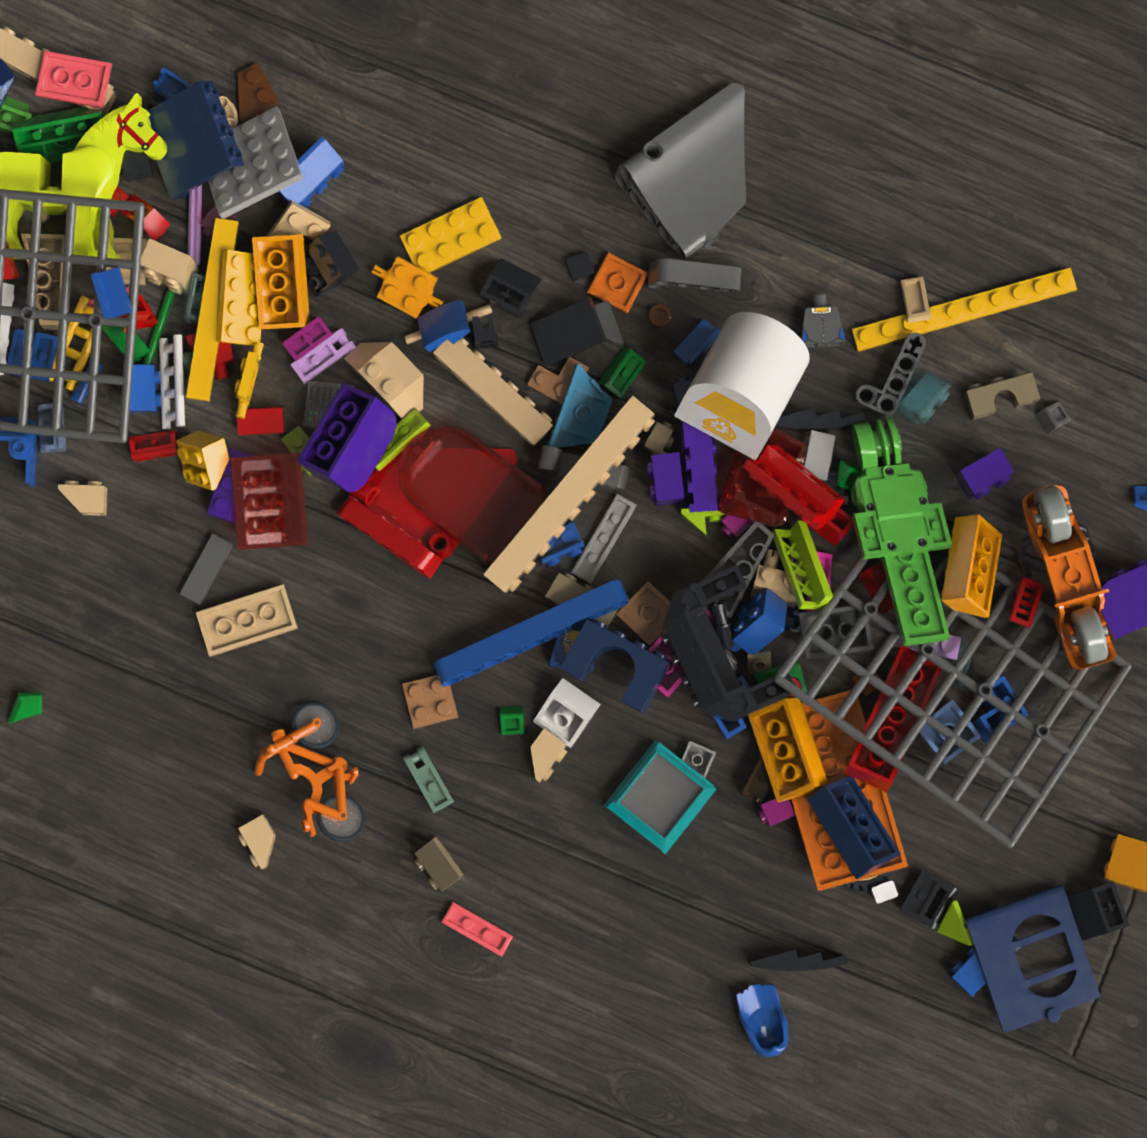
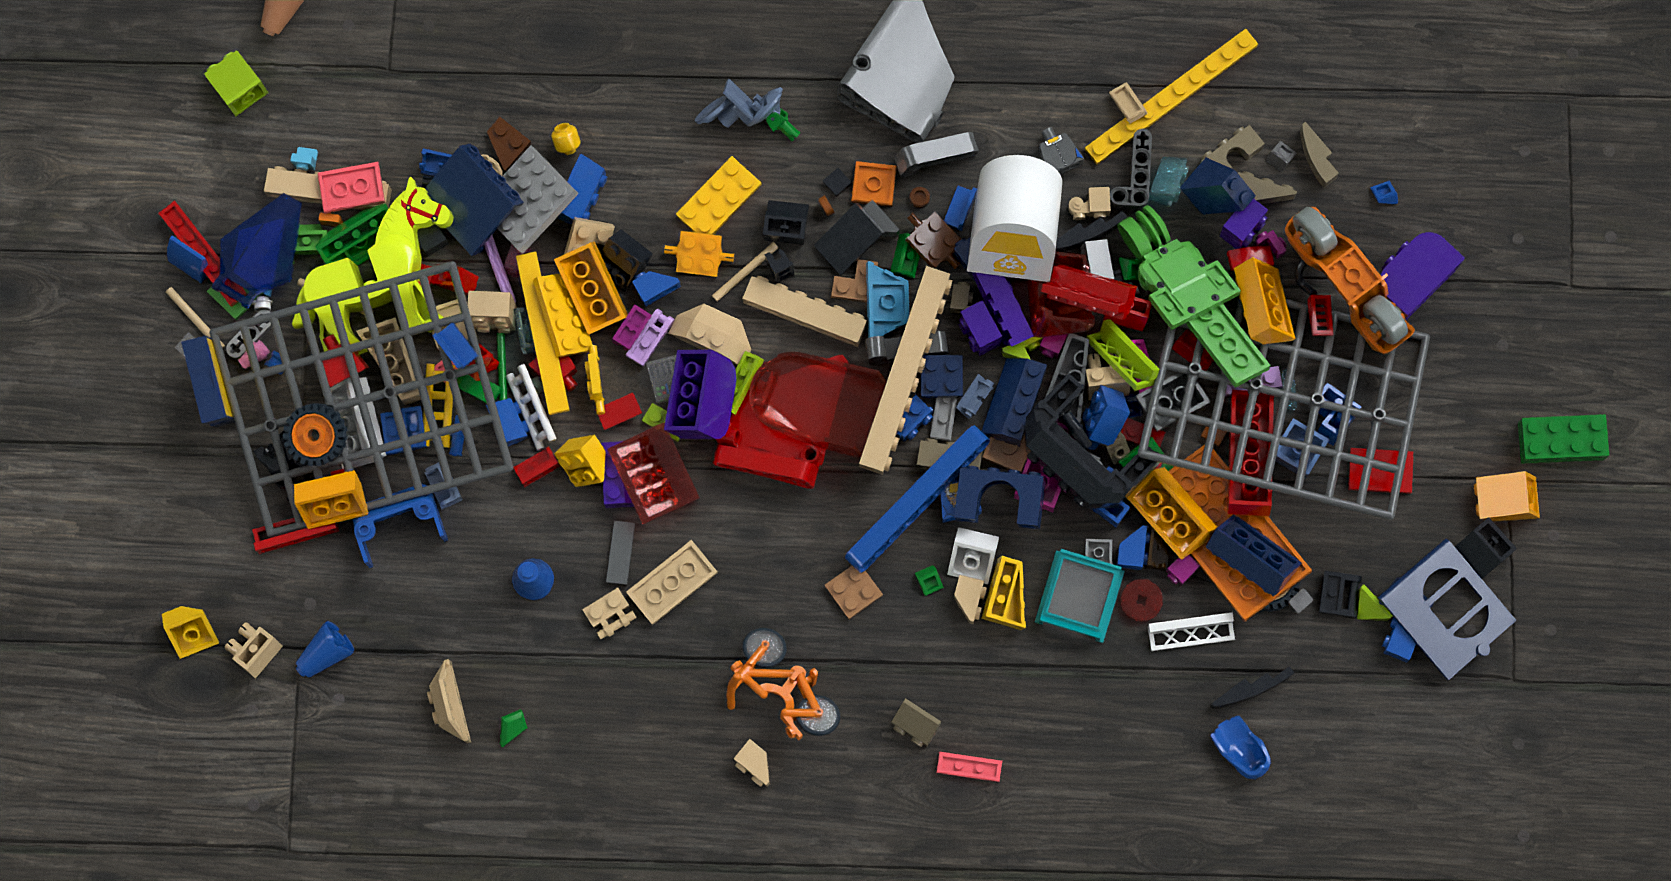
camera: 15 degrees left, 5 degrees down
(38, 30) = (305, 158): none -> medium azure bracket
(40, 104) = (330, 219): none -> orange tile
(87, 499) = (496, 532): tan slope -> none
(106, 561) = (533, 579): none -> blue cone
(168, 621) = (607, 607): none -> tan plate
(316, 112) = (565, 138): none -> yellow head
(347, 304) = (653, 286): none -> blue slope
(428, 780) = (879, 657): sand green plate -> none
(442, 324) = (742, 270): blue slope -> none
(507, 145) = (738, 105): none -> sand blue piece
(558, 287) = (826, 205): none -> dark orange tile
(583, 767) = (1005, 595): none -> yellow wedge
(608, 514) = (942, 376): none -> dark blue plate
(629, 549) = (972, 398): none -> sand blue hinge
(655, 367) = (933, 240): none -> reddish brown plate
(672, 567) = (1014, 400): none -> dark blue slope
(711, 818) = (1138, 611): none -> clear red plate
(732, 771) = (1131, 550): none -> blue slope
(762, 870) = (1191, 623): none -> white fence
(782, 648) = (1133, 432): none -> red plate
(839, 396) = (1096, 206): none -> tan brick
(968, 506) = (1241, 255): none -> red slope
(969, 429) = (1217, 189): none -> dark blue slope
(1010, 509) = (1277, 244): none -> magenta bracket
(1015, 445) = (1266, 190): none -> dark tan slope
(1017, 799) = (1381, 480): none -> red tile
(1090, 432) = (1317, 156): none -> dark tan slope

